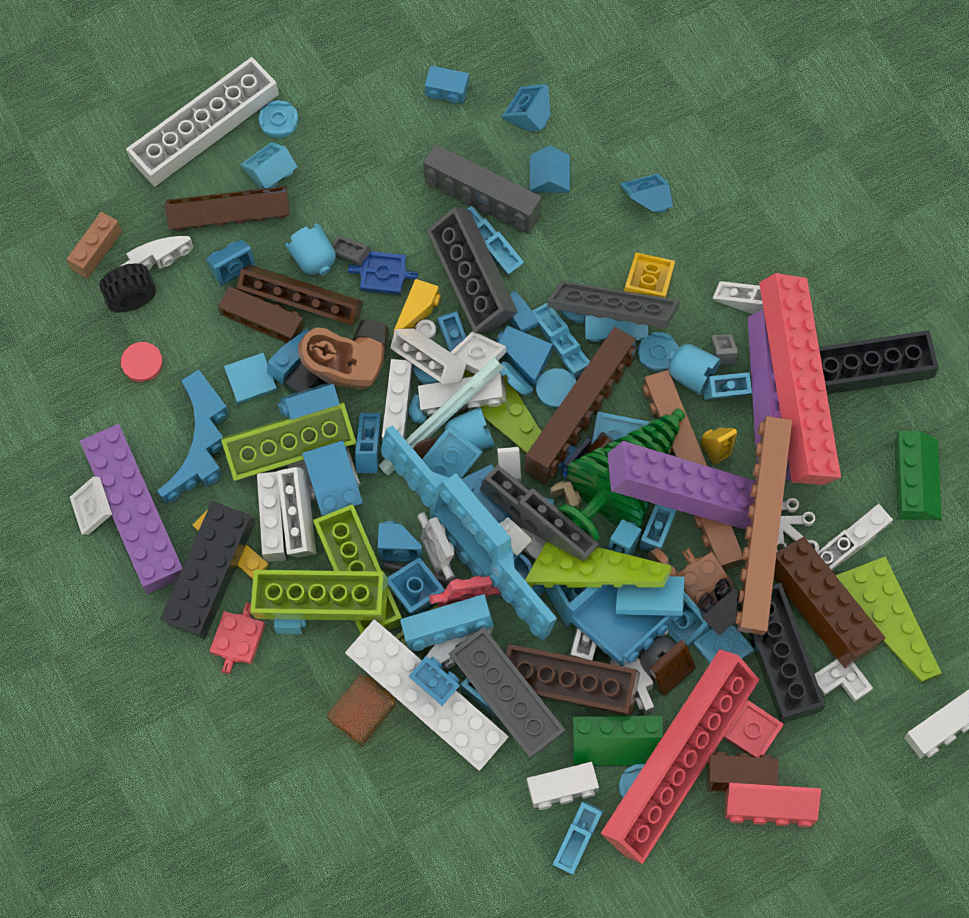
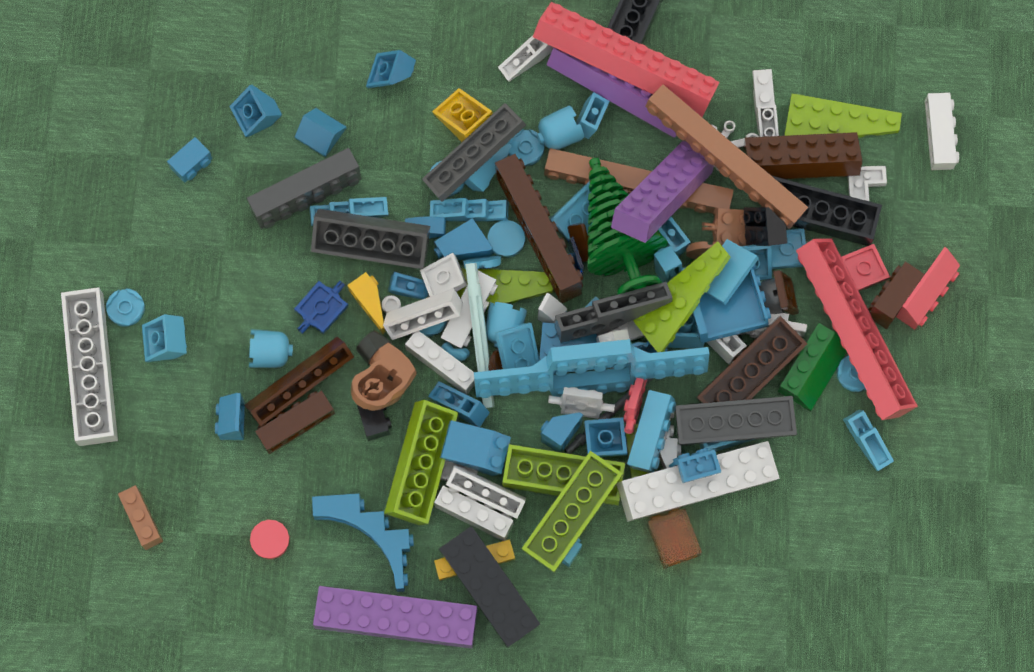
camera: 60 degrees left, 5 degrees up
(90, 505) = (373, 648): white tile -> none
(127, 287) = (202, 511): black tyre -> none
(160, 252) = (183, 470): white slope -> none
(227, 207) = (181, 392): reddish brown brick -> none
(237, 638) = (555, 598): coral plate -> none
(250, 378) = (342, 462): medium azure tile -> none
(285, 359) = (347, 417): dark azure slope -> none
(308, 401) = (402, 426): dark azure brick -> none
(350, 250) = (285, 319): dark grey plate -> none
(561, 488) = (602, 282): tan bracket -> none
(562, 786) = (824, 427): white brick -> none
(718, 443) = (632, 149): yellow slope -> none
(724, 349) = (556, 97): light grey slope -> none
(917, 476) = (745, 32): green slope -> none

